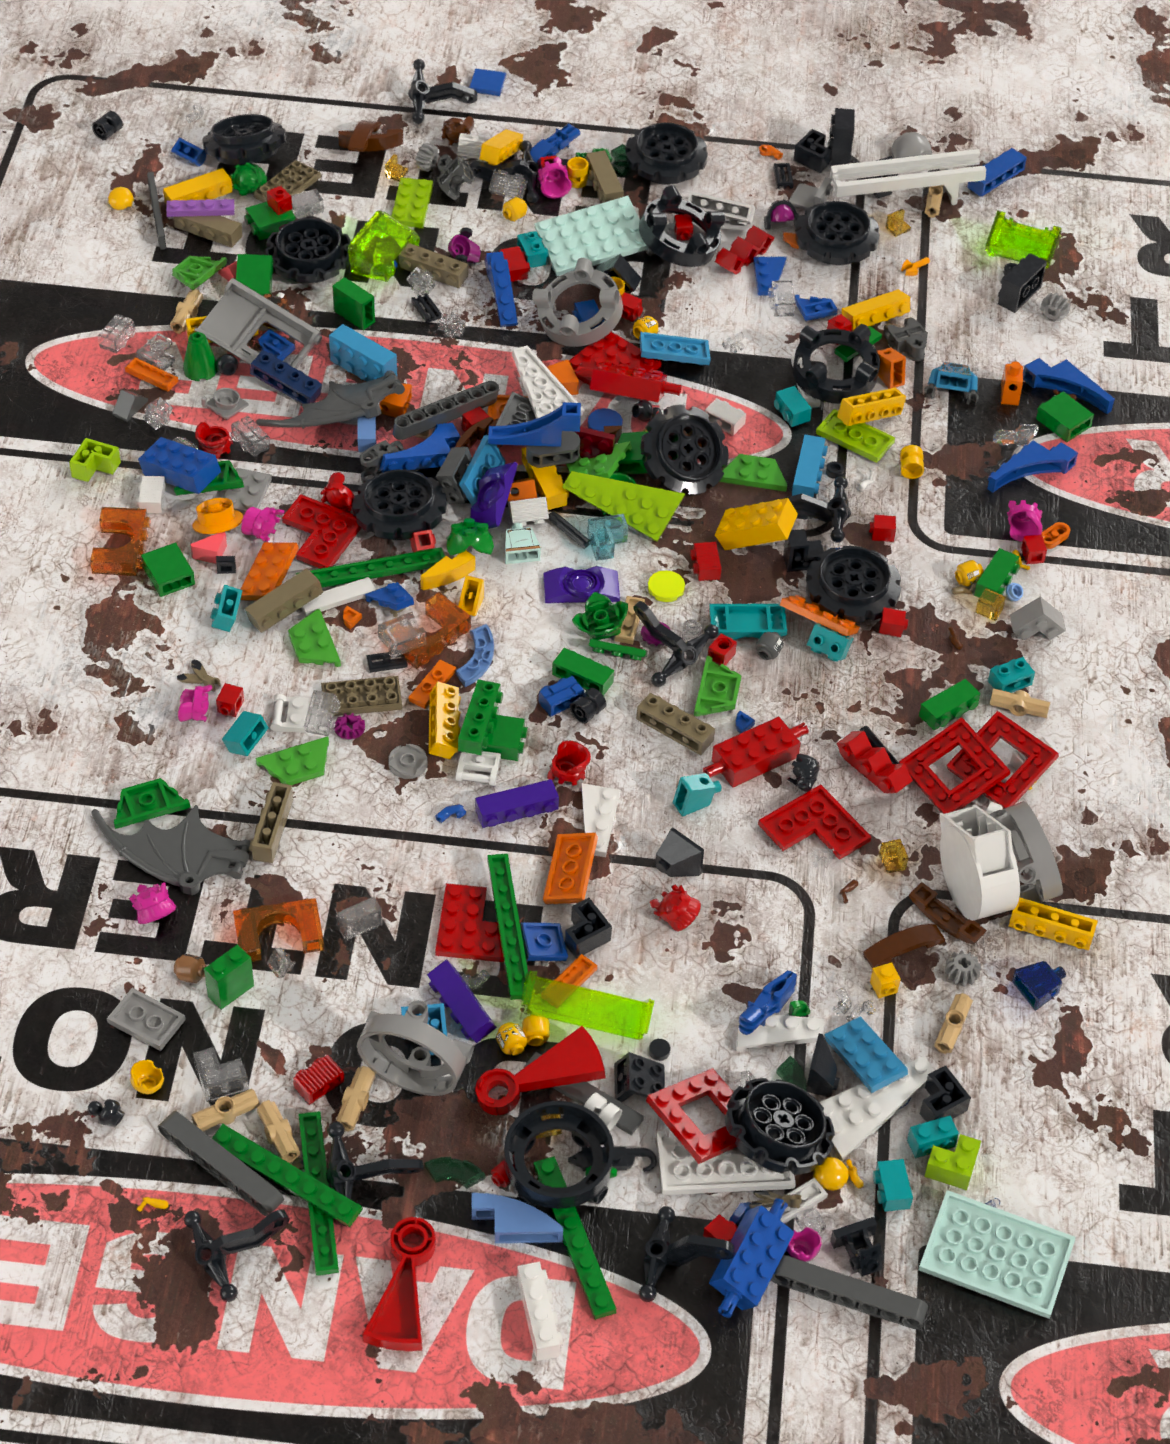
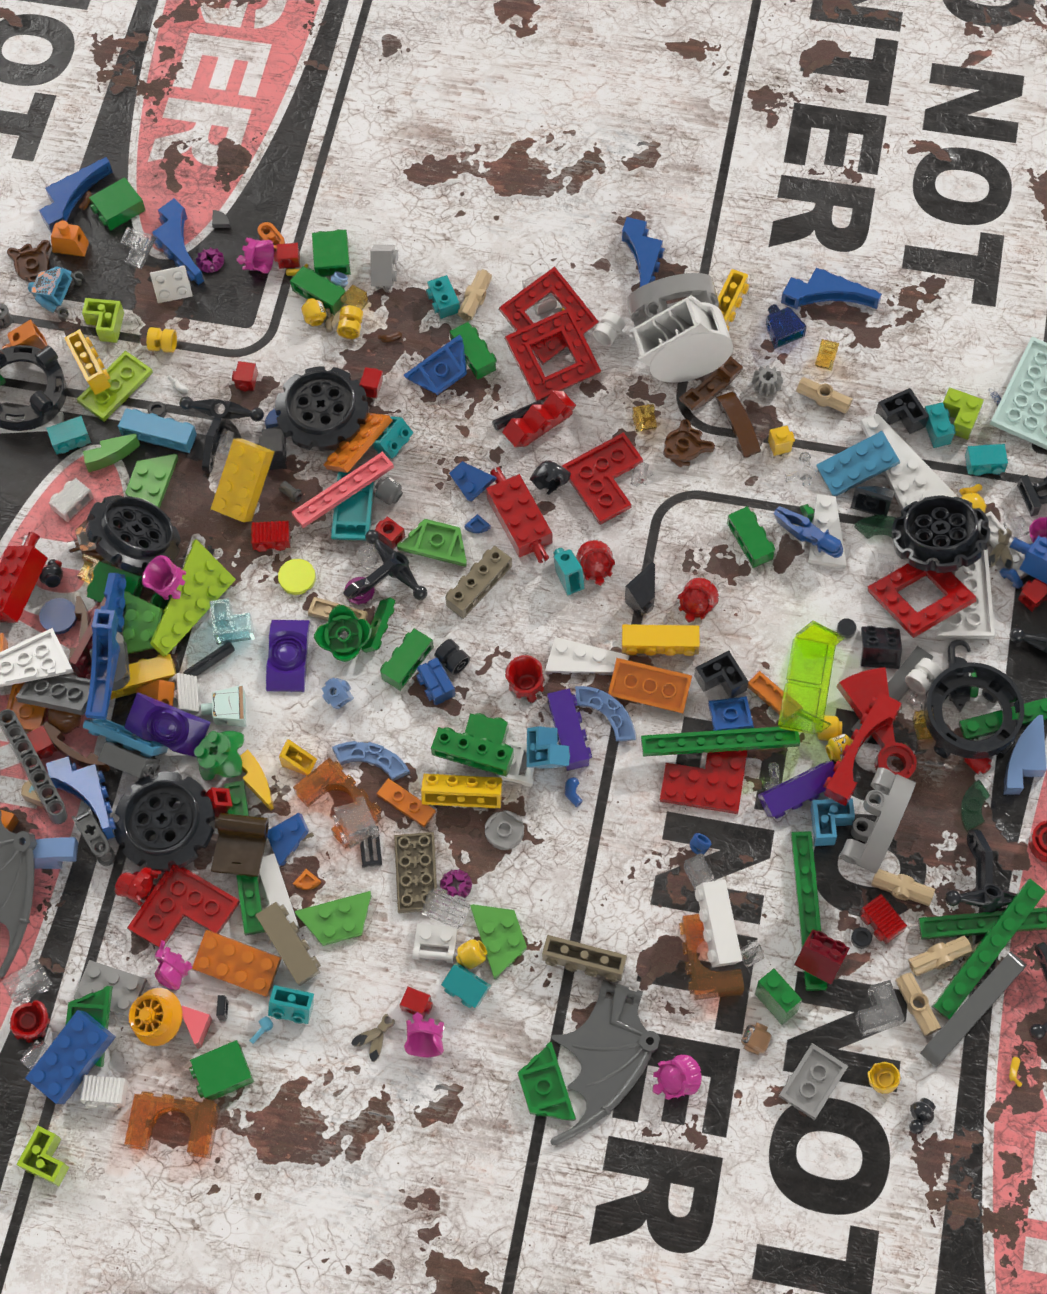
camera: 80 degrees left, 15 degrees up
(209, 597) = (266, 1025): none -> medium azure hand
(273, 1016) = (822, 956): none -> dark red slope
(277, 737) = (471, 953): none -> yellow head
(298, 1062) = (861, 937): none -> black tile
(302, 918) = (718, 923): none -> white brick
(320, 1013) = (806, 895): none -> green plate
(380, 560) = (239, 844): none -> dark brown door
(398, 918) = (700, 842): none -> blue tile
(462, 1023) = (882, 713): none -> red arch
(491, 777) = (543, 749): none -> dark azure brick
(540, 619) = (337, 692): none -> medium blue brick
(549, 830) = (611, 708): none -> medium blue tile
(606, 440) = (115, 596): none -> blue wing
(623, 875) = (660, 639): none -> yellow brick
(637, 469) = (163, 577): none -> dark pink hair
(711, 817) = (595, 560): none -> red hair
(756, 576) = (294, 494): none -> dark grey pin
(759, 955) = (751, 537): none -> green brick
(761, 605) = (342, 489): none -> coral plate
(780, 438) = (110, 452): none -> bright green slope
(792, 710) = (471, 480): none -> blue wing
(805, 519) = (225, 442): none -> clear tile
(868, 894) = (686, 443): none -> reddish brown tile
(921, 677) = (440, 368): none -> blue wing
(926, 420) = (106, 316): none -> lime brick
(962, 601) = (350, 322): none -> yellow wheel
(976, 461) = (171, 284): none -> white hinge
(986, 364) = (30, 260): none -> reddish brown tile
(1009, 1030) = (827, 354): none -> clear yellow panel
(1010, 495) = (206, 265): none -> magenta gear
(1045, 580) = (331, 252): none -> green brick
(1066, 496) = (220, 220): none -> dark grey tile
(1100, 1021) = (827, 287): none -> blue arch
(1104, 851) = (644, 249): none -> blue arch

